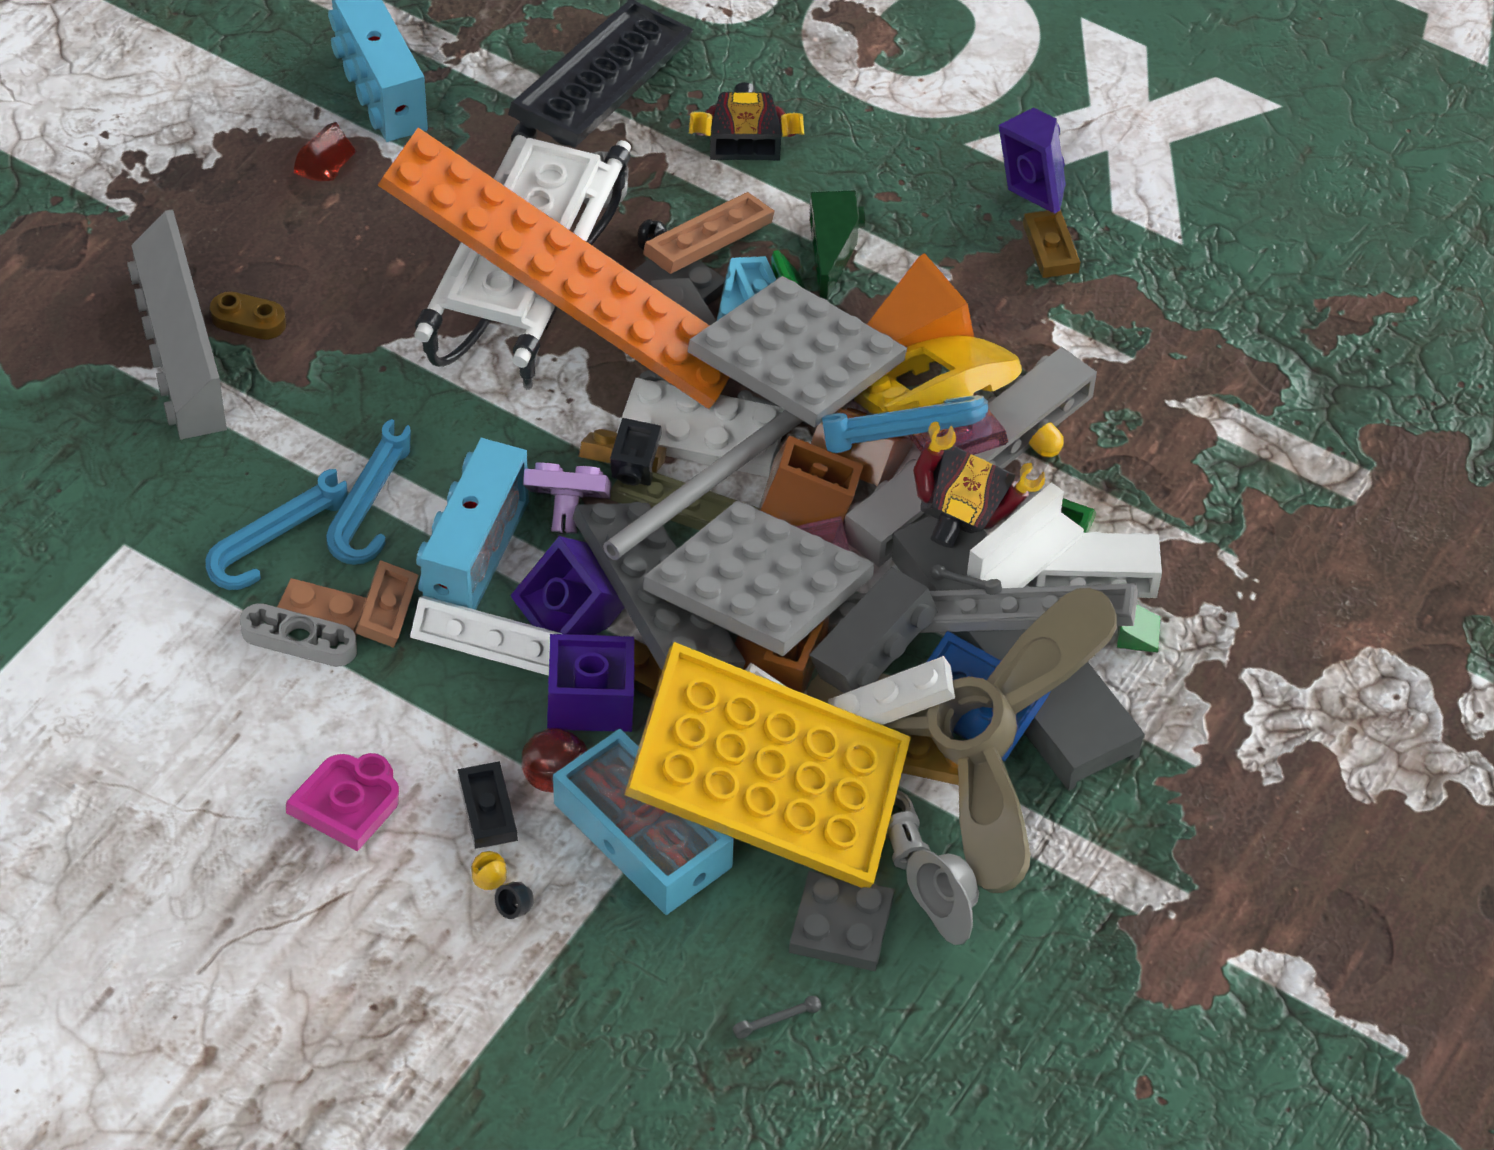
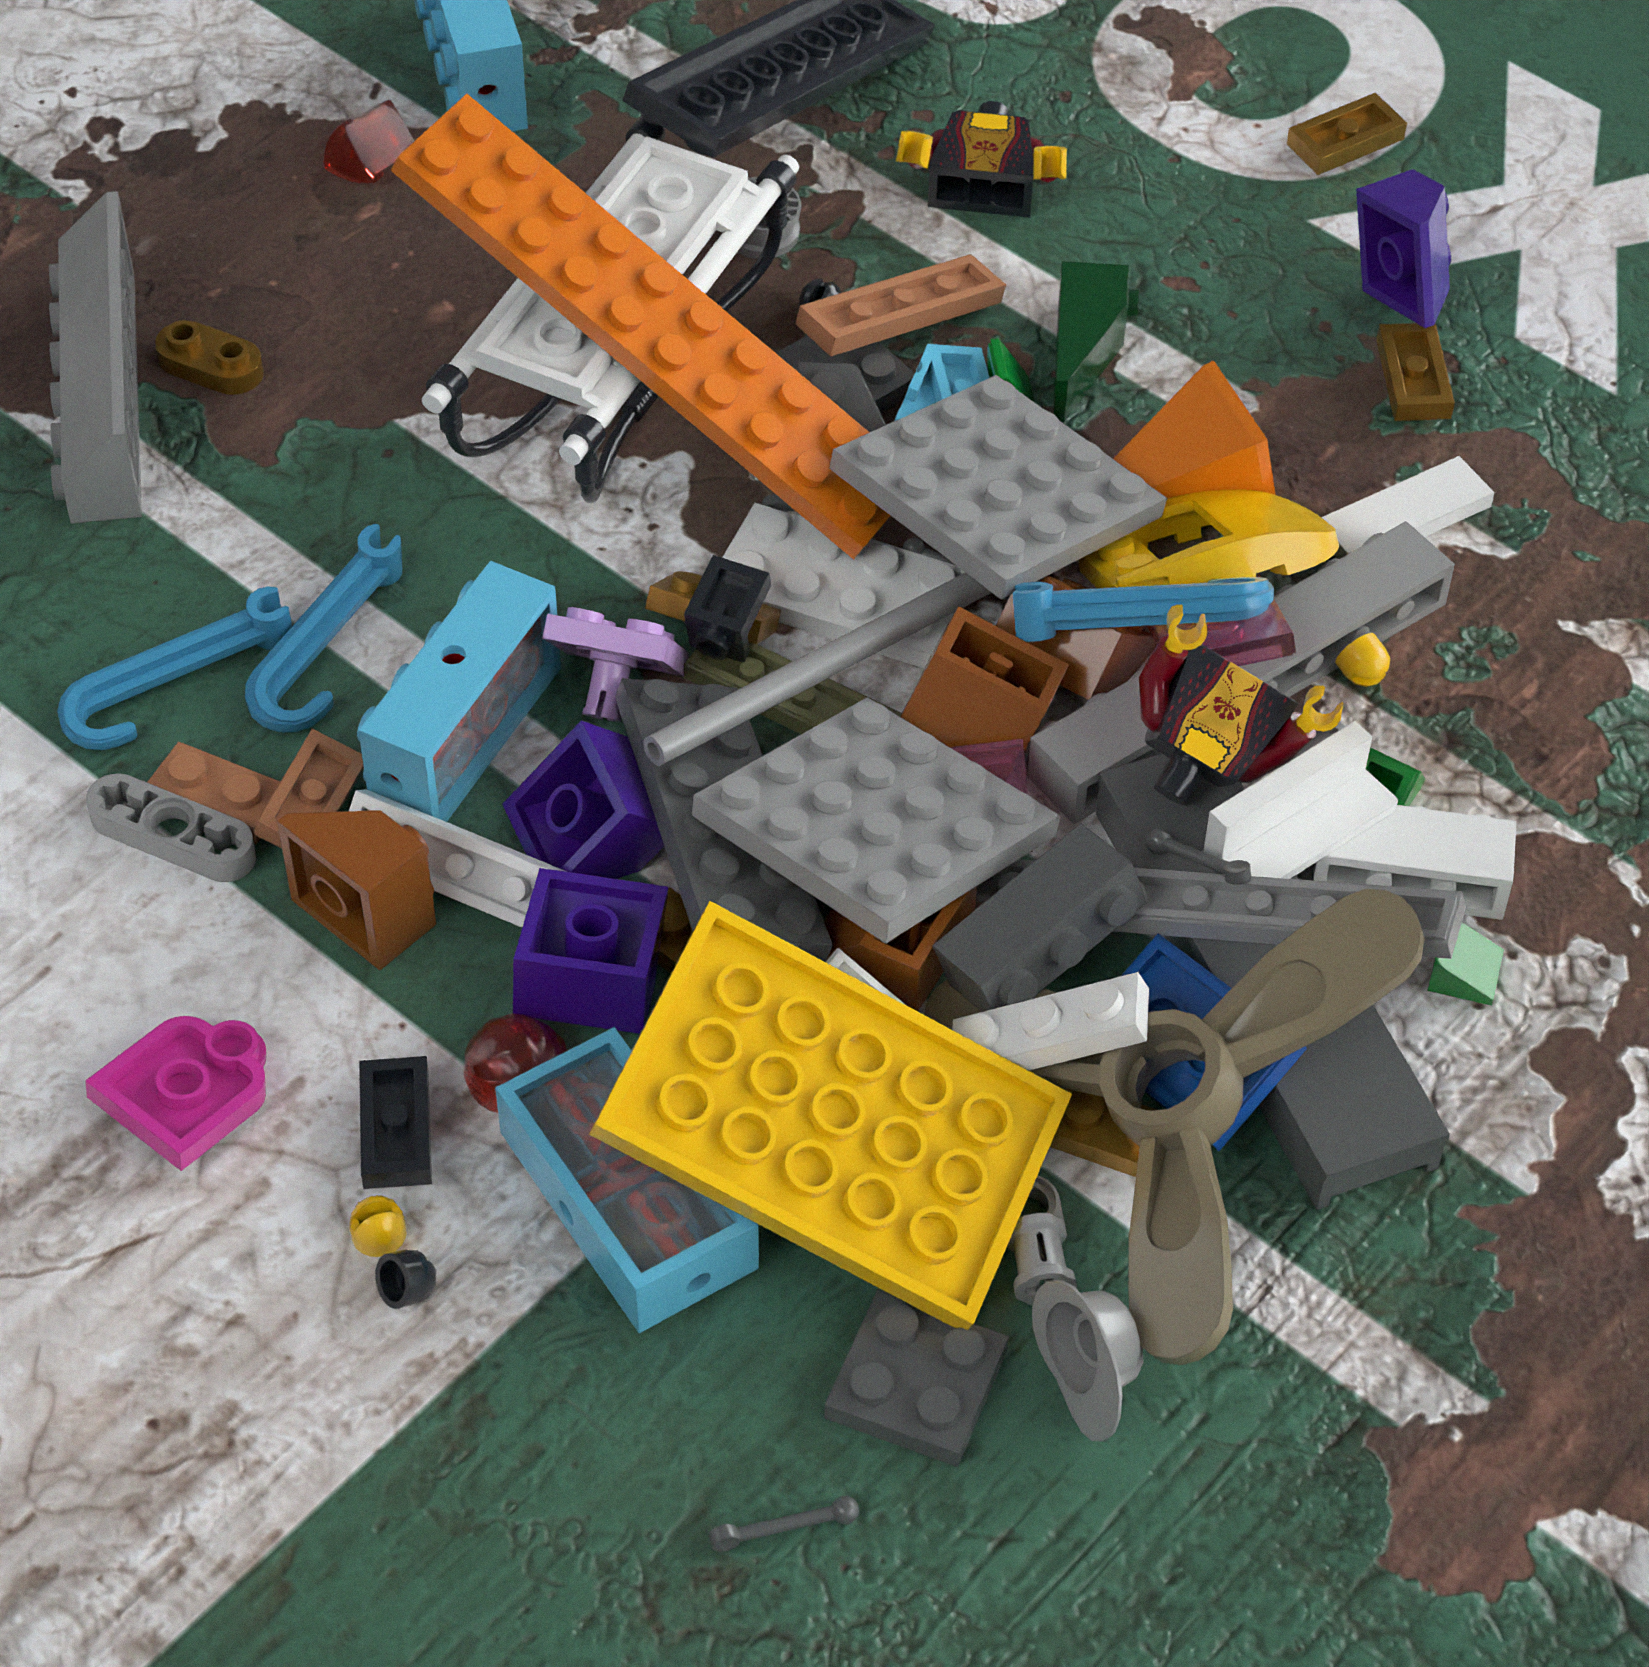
camera: 10 degrees right, 0 degrees up
(434, 654) = (360, 879): none -> dark orange slope
(982, 81) = (1346, 133): none -> pearl gold plate
(1070, 330) = (1424, 501): none -> white tile

